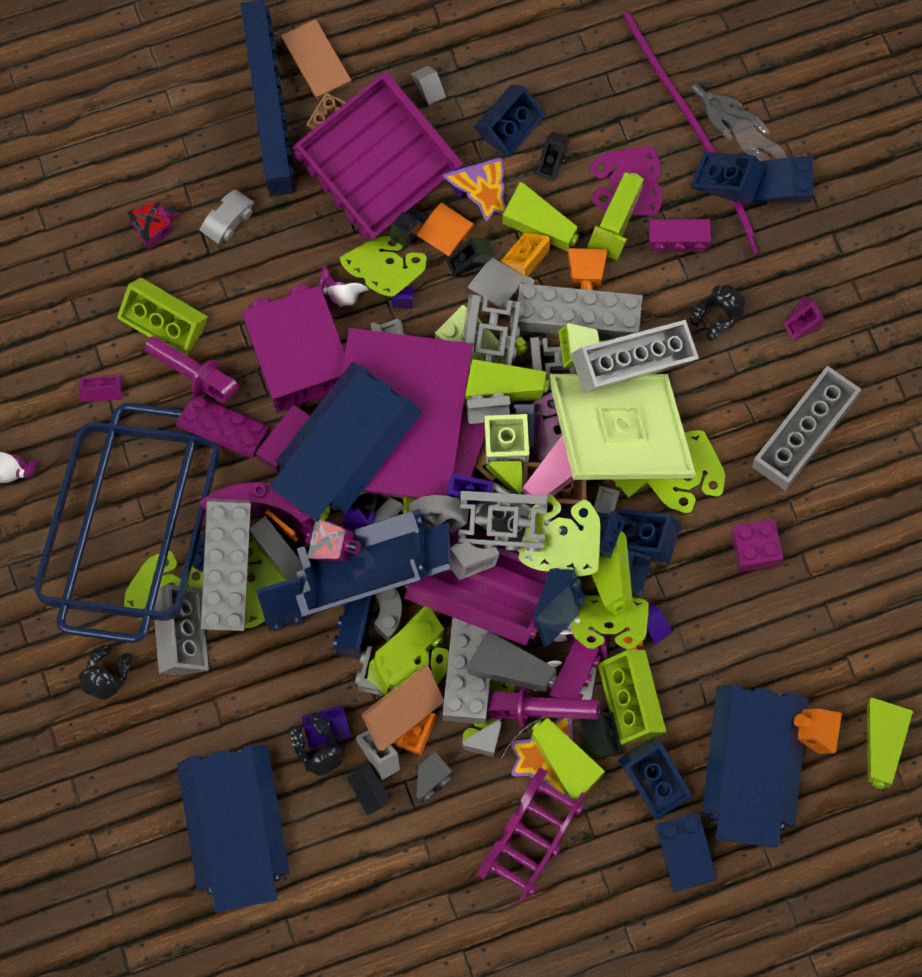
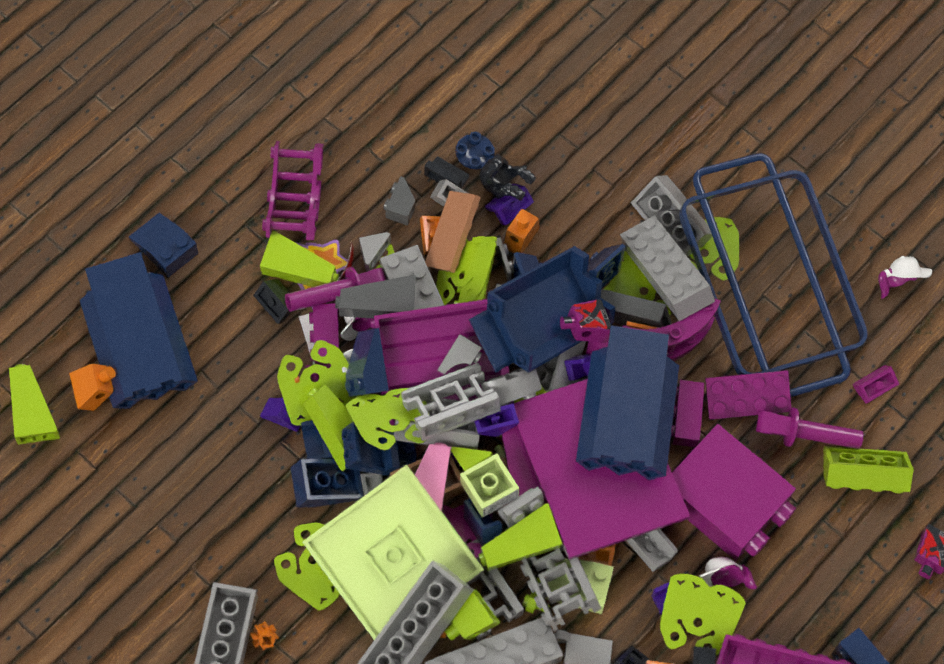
camera: 145 degrees right, 5 degrees down
(98, 680) = (710, 143): black hair -> none
(223, 222) = (872, 596): light grey brick -> none
(234, 826) = (534, 94): dark blue panel -> none
(327, 799) = (474, 150): none -> dark blue dish
(332, 685) = (524, 229): none -> orange torso
(632, 696) = (264, 338): lime slope -> none
(655, 777) = (217, 287): dark blue slope -> none
(756, 545) = (218, 520): magenta brick -> none
(762, 426) = (264, 636): none -> orange gear

